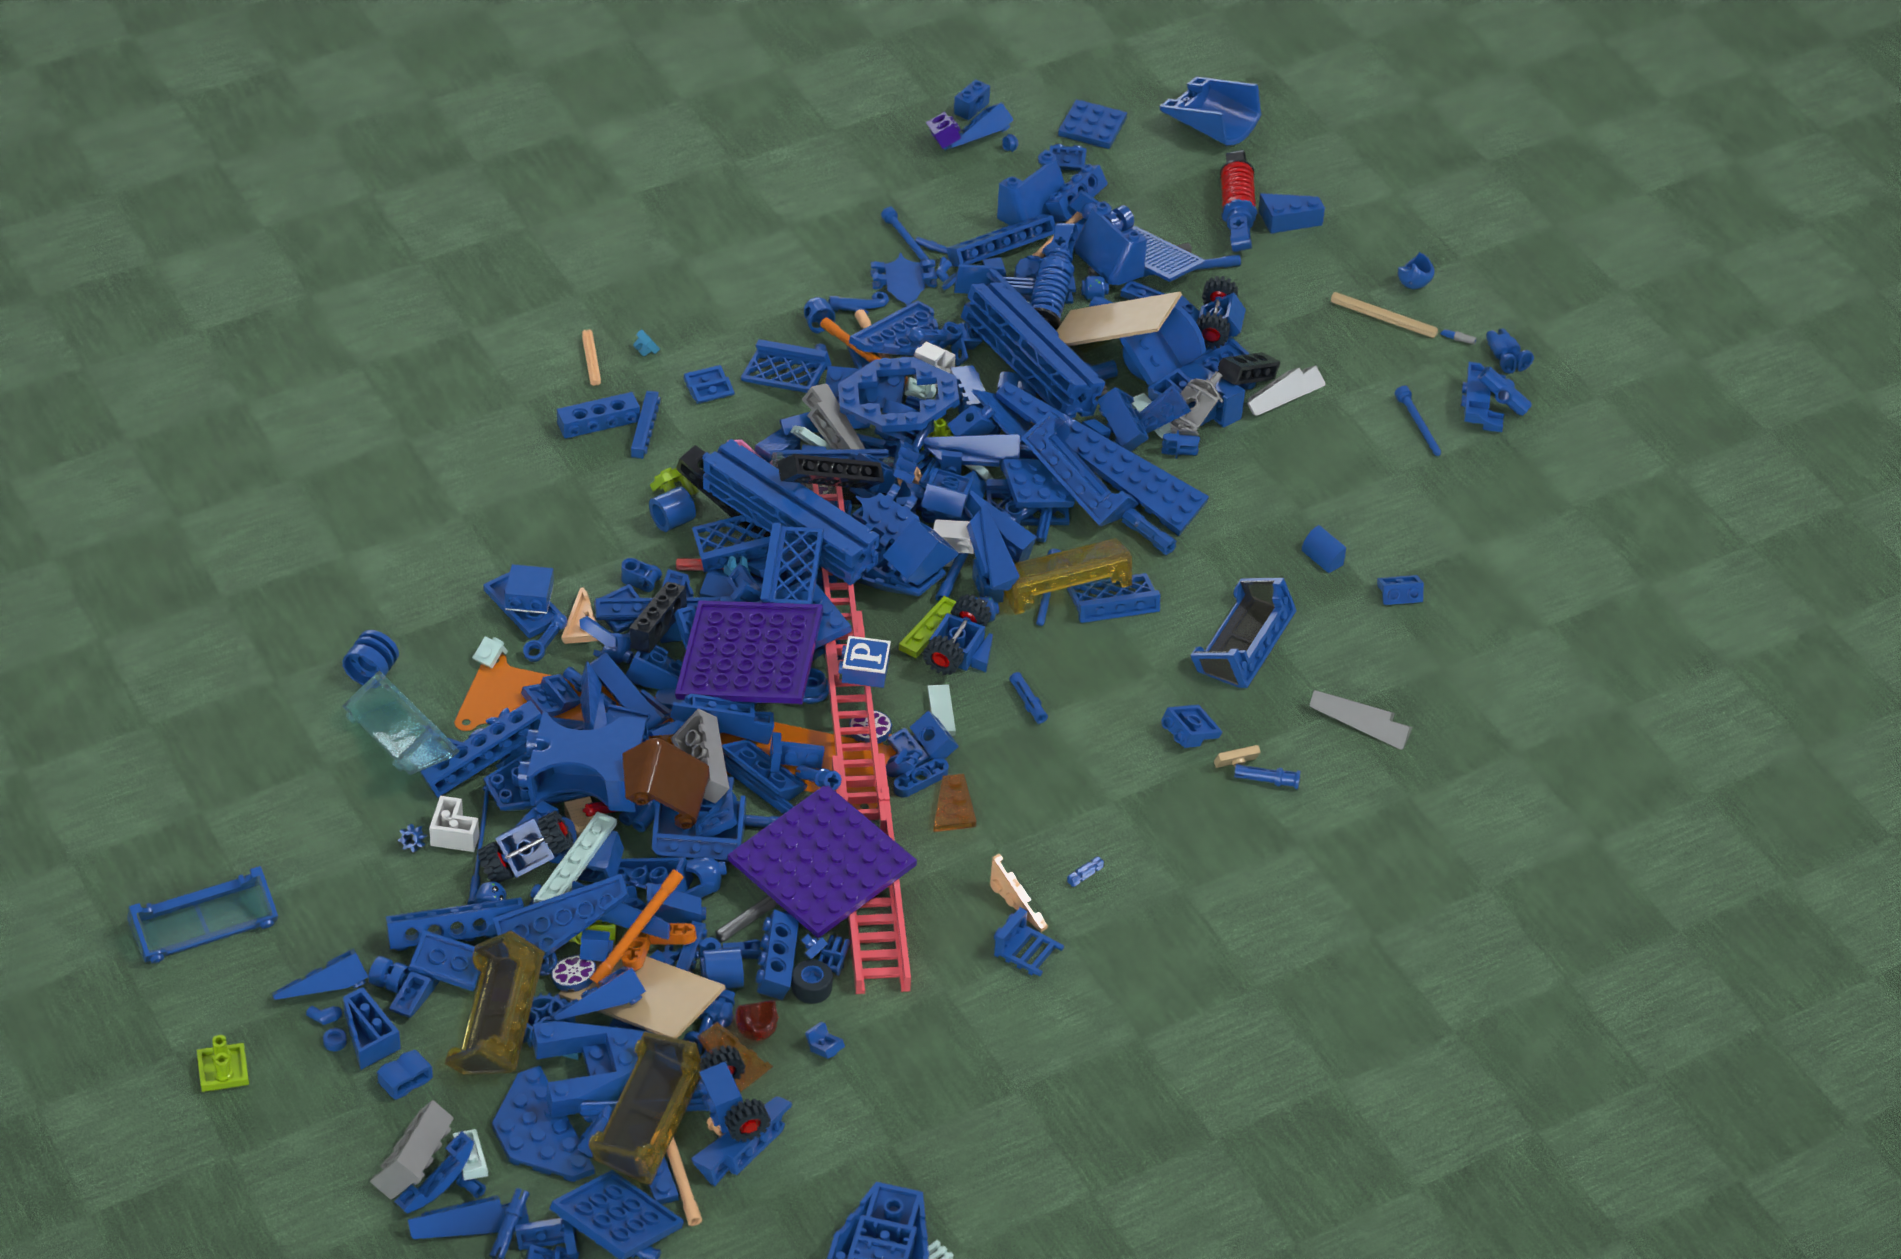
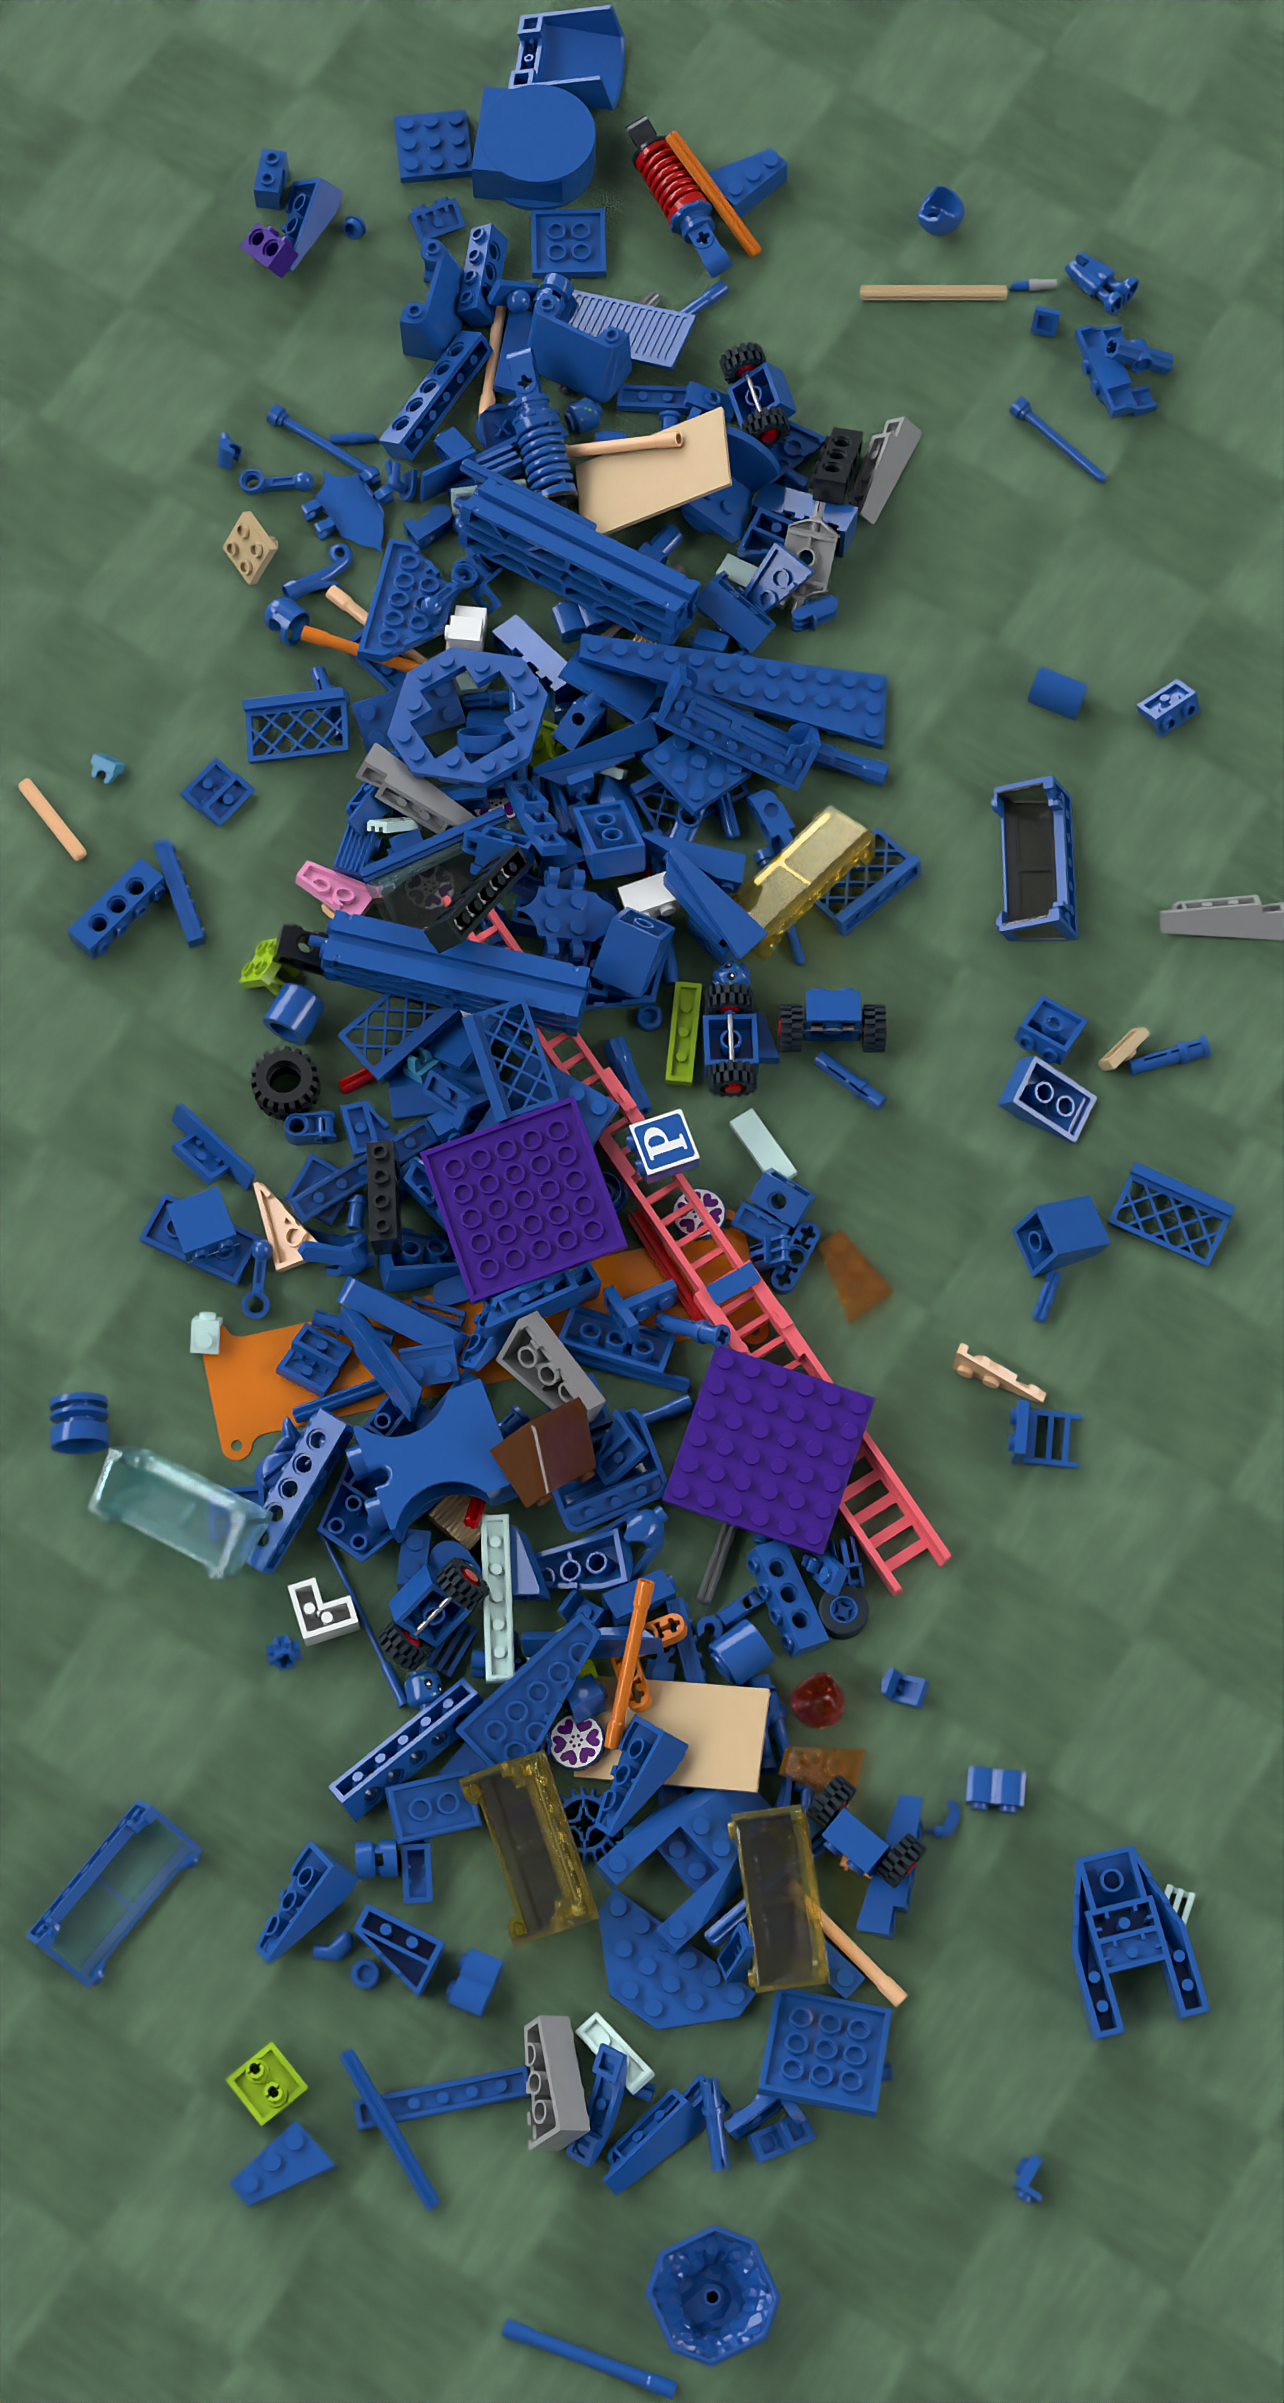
camera: 25 degrees left, 25 degrees up
(196, 1114) = (281, 2167): none -> blue wedge
(285, 1127) = (389, 2129): none -> blue axle
(331, 1130) = (448, 2097): none -> blue tile
(525, 885) = (464, 1626): none -> blue tile
(563, 559) = (206, 1152): none -> blue bracket
(640, 540) = (279, 1064): none -> black tyre
(802, 1137) = (950, 1823): none -> blue piece
(822, 268) = (250, 547): none -> tan plate
(826, 735) = (664, 1263): none -> red axle
(843, 221) = (227, 451): none -> blue piece
(849, 1127) = (995, 1789): none -> blue brick
(850, 242) = (302, 481): none -> blue piece
(862, 760) = (733, 1283): none -> blue sticker
(876, 622) = (624, 1069): none -> blue axle
(913, 611) = (649, 1018): none -> blue tile
(948, 305) = (430, 527): none -> blue leg
(1035, 653) = (832, 1018): none -> brick
(1072, 532) = (771, 819): none -> blue piece
(1119, 837) = (1060, 1234): none -> blue slope
(1130, 300) = (660, 441): none -> light nougat piece
(1149, 200) = (568, 243): none -> blue plate
(1155, 142) = (533, 147): none -> blue brick
(1161, 761) = (1047, 1099): none -> blue slope
(1225, 854) = (1181, 1193): none -> blue fence
(1262, 205) = (713, 194): none -> orange axle
(1453, 355) = (1045, 321): none -> blue tile

